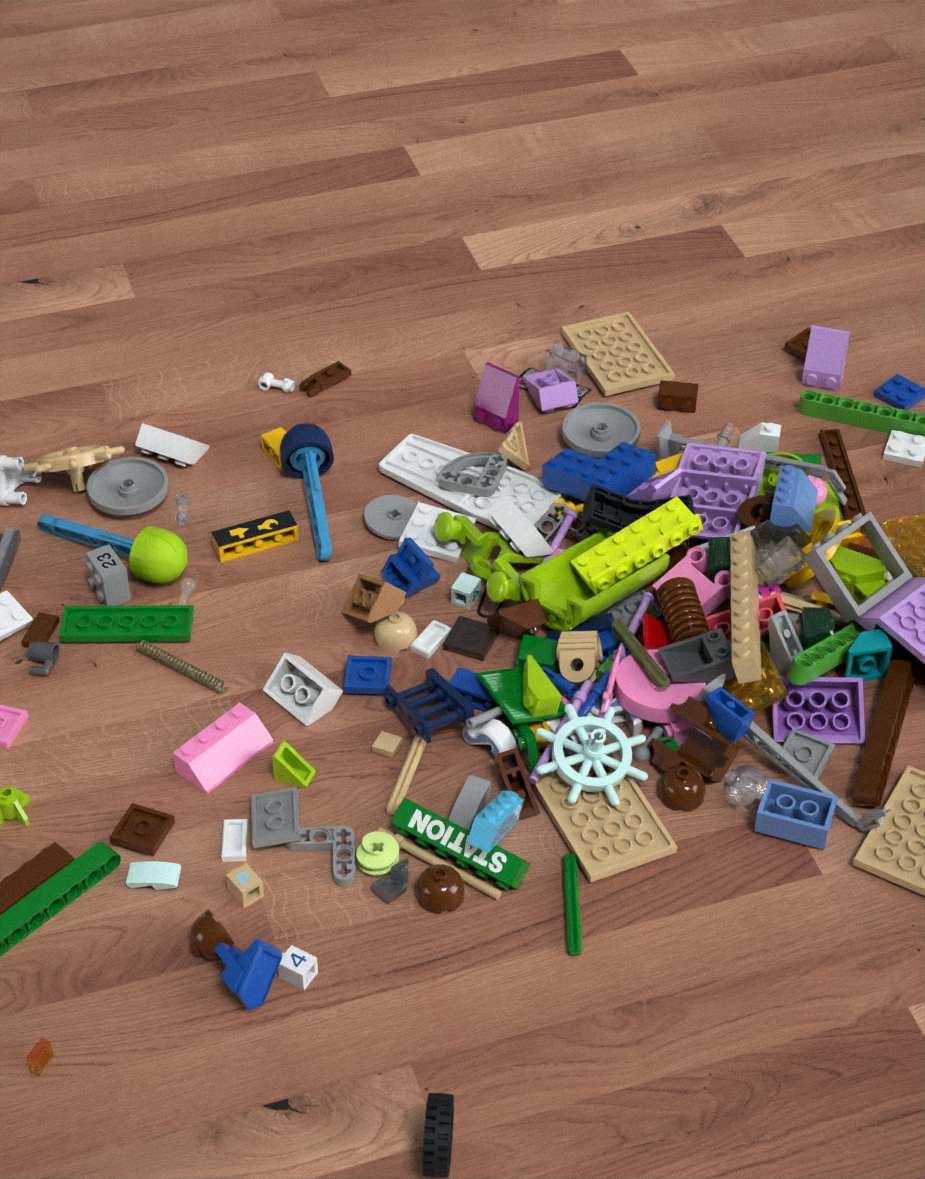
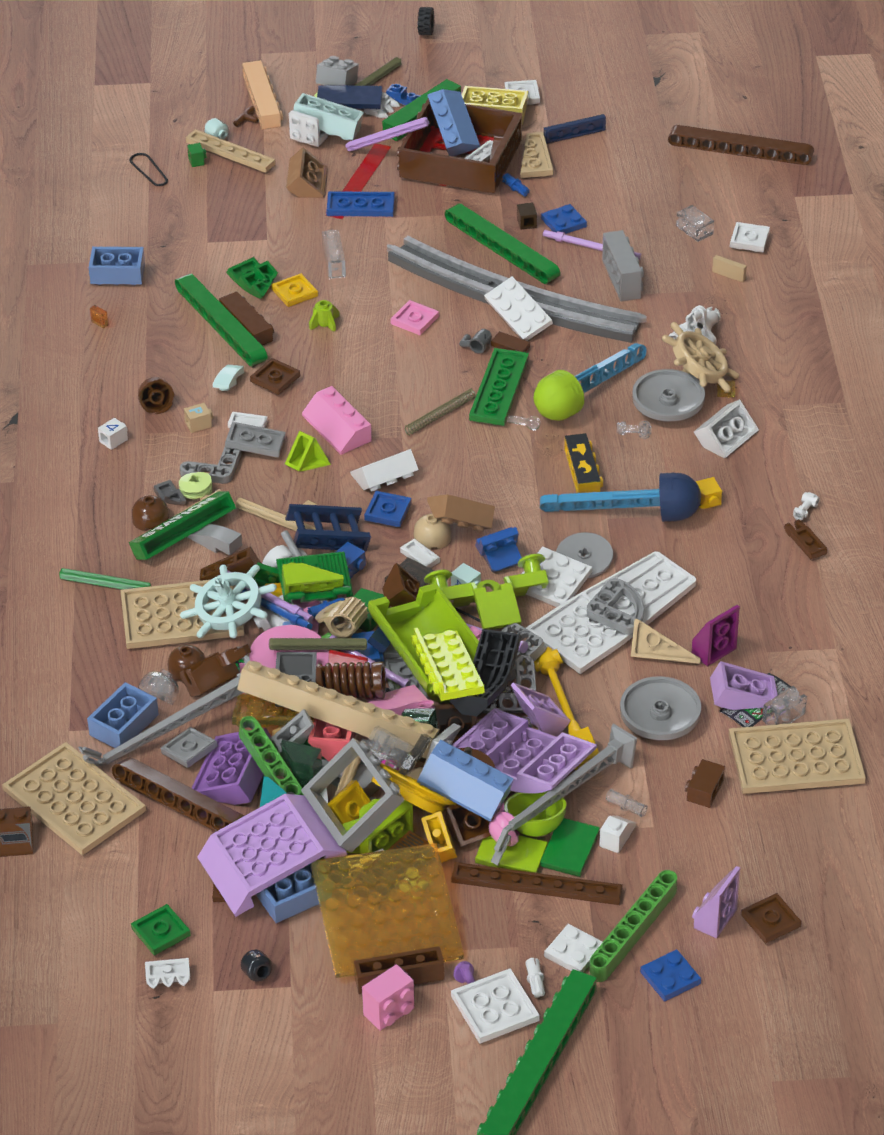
camera: 105 degrees right, 0 degrees up
(107, 576) = (544, 364): light grey brick -> none
(251, 971) = (110, 400): blue piece -> none
(495, 821) = (181, 533): medium azure brick -> none
(518, 529) = (507, 605): white slope -> none
(608, 695) = (298, 621): bright pink piece -> none
(617, 470) = (573, 678): blue piece -> none
(729, 714) = (220, 672): blue slope -> none

